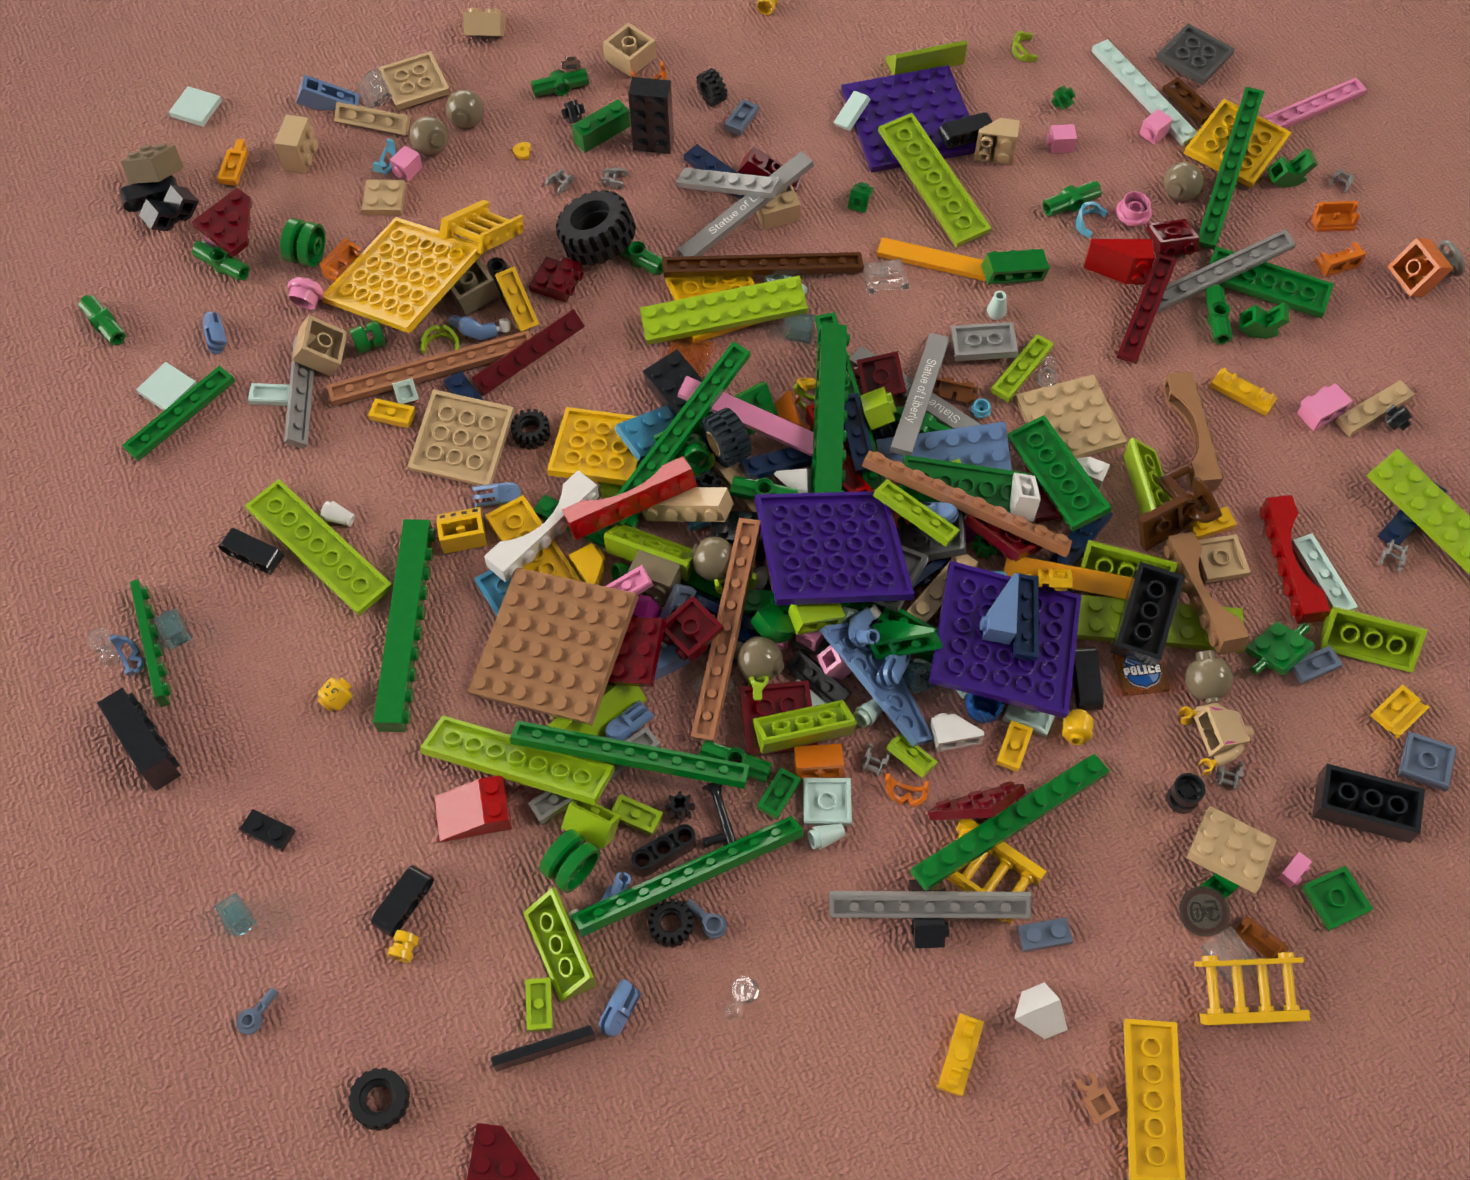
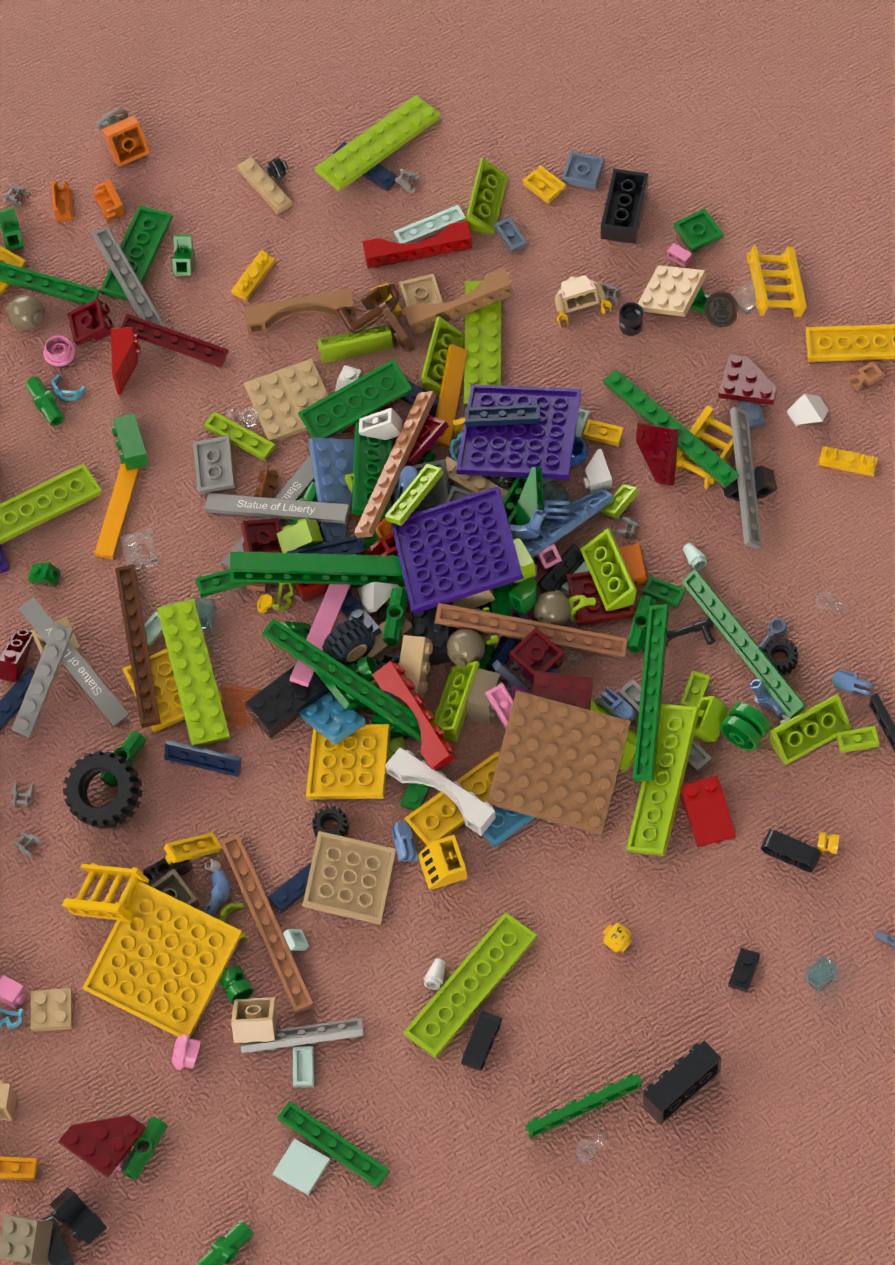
camera: 90 degrees left, 0 degrees up
(118, 641) = (614, 1113): medium blue helmet -> none
(173, 628) = (567, 1089): clear light blue brick -> none
(214, 332) = (234, 1133): medium blue arm -> none
(302, 242) = (125, 1063): green wheel -> none
(339, 259) = (140, 1030): orange hinge -> none
(392, 413) = (320, 948): yellow plate -> none
(404, 627) = (542, 894): green brick -> none
(528, 352) = (246, 836): dark red plate -> none
(557, 278) = (152, 828): dark red plate -> none
(588, 564) = (473, 753): yellow slope -> none
(619, 570) = (478, 731): green hinge -> none
(624, 326) = (202, 758): none -> dark blue plate
(668, 840) = (719, 659): black beam -> none
(680, 813) = (685, 659): black gear -> none
(787, 408) = (304, 609): orange hinge -> none
(827, 801) = (665, 559): light aqua tile -> none
(867, 713) = (585, 533): light aqua cone -> none
(891, 783) = (650, 488): orange helmet -> none
(981, 404) = (284, 462): medium azure plate -> none
(997, 307) = (173, 455): light aqua cone -> none
(1001, 620) = (503, 429): medium blue slope -> none
(1057, 578) = (459, 399): yellow plate -> none
(1078, 727) = (587, 388): yellow head -> none
(1086, 929) = (746, 382): none -> plate
(1087, 680) = (550, 379): black beam -> none
(1140, 678) = (527, 350): tile -> none
(1147, 614) = (487, 337): black brick -> none
(1209, 677) = (533, 301): dark tan brick -> none
(1218, 314) = (182, 289): green piece -> none
(1260, 938) = (735, 276): dark orange hinge -> none
(1280, 648) = (499, 254): green plate -> none
(1324, 406) = (268, 218): bright pink brick -> none

